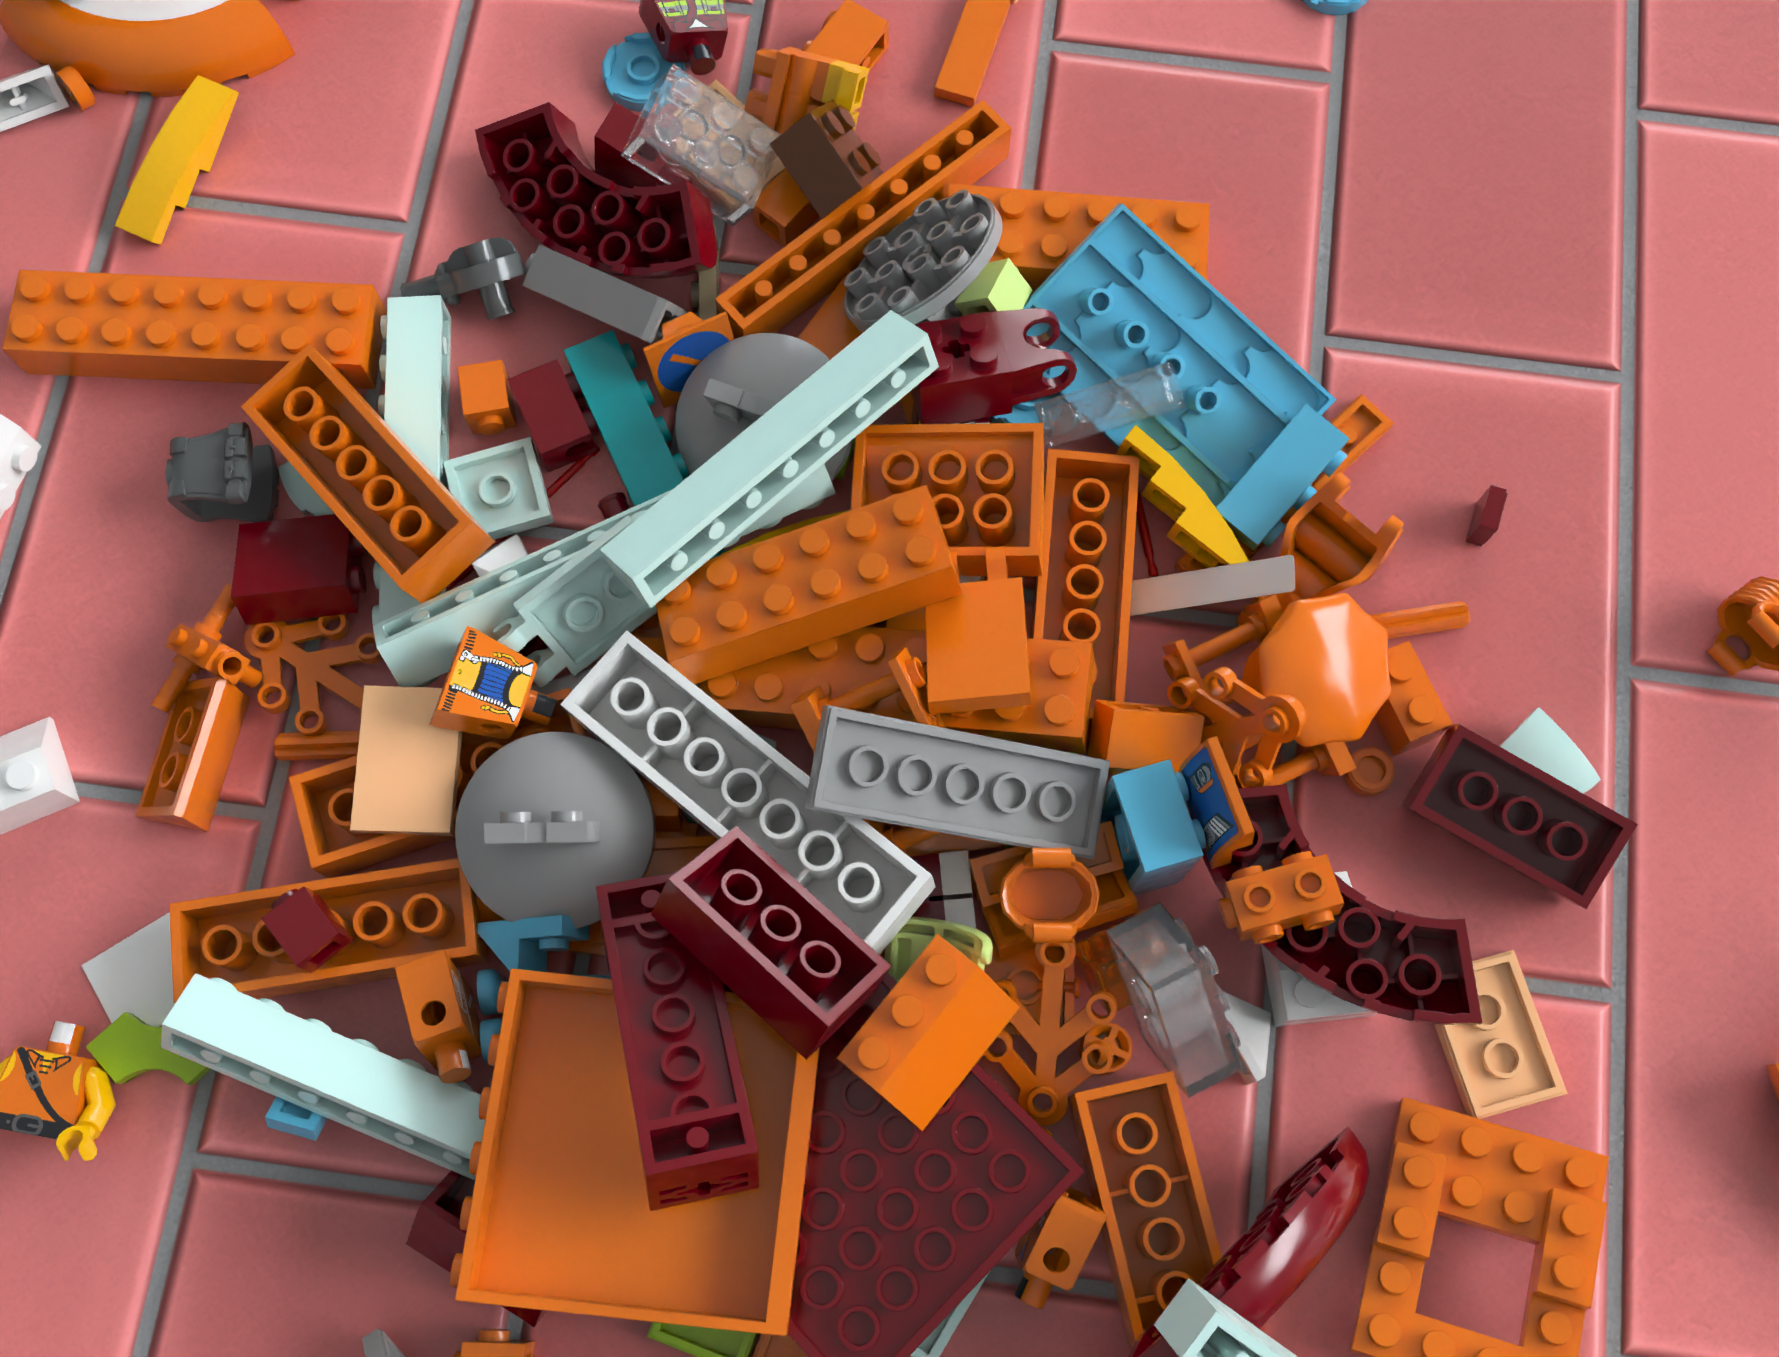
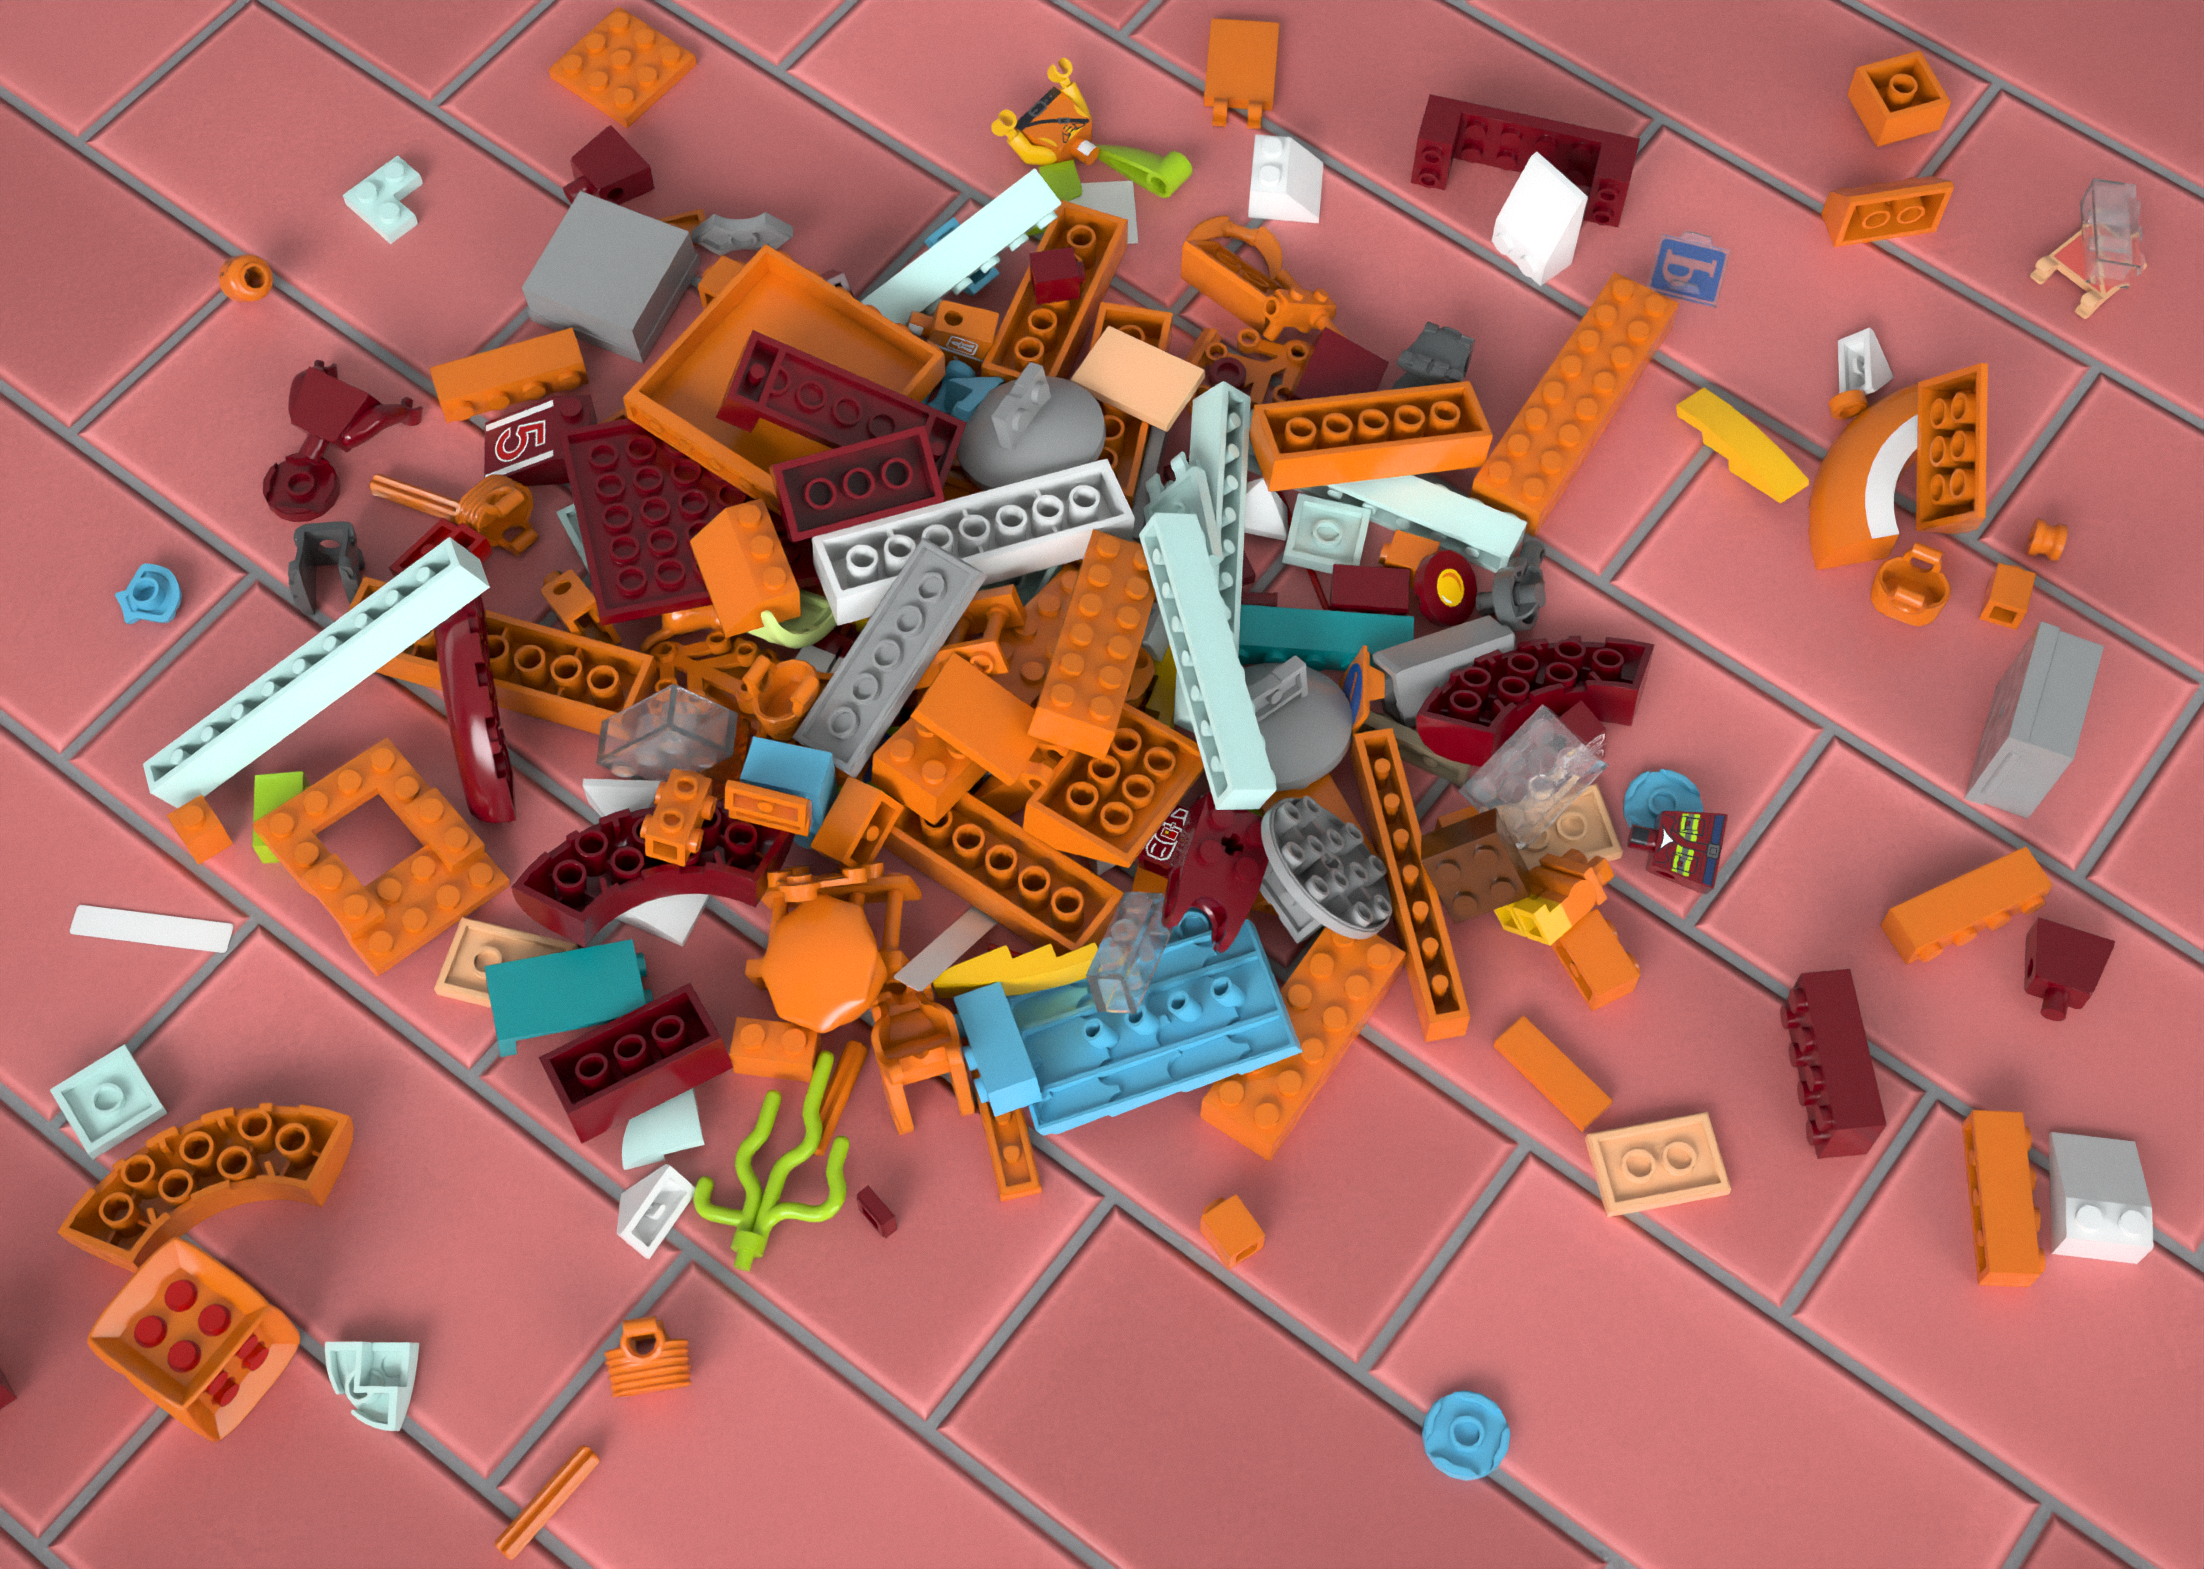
camera: 120 degrees right, 10 degrees down
(58, 945) = (1147, 169): none -> lime piece
(110, 766) = (1260, 238): none -> orange piece
(337, 692) = (1228, 370): none -> dark red tile
(489, 689) = (1151, 433): torso -> none
(509, 341) = (1445, 588): none -> dark red tile
(995, 289) = (1280, 927): yellowish green brick -> none
(1295, 216) = (1231, 1230): none -> orange brick
(1372, 772) = (741, 1001): orange tile -> none
(1512, 939) = (564, 991): none -> teal panel
(1565, 620) = (760, 1213): none -> lime plant
(1625, 726) = (652, 1208): none -> white slope

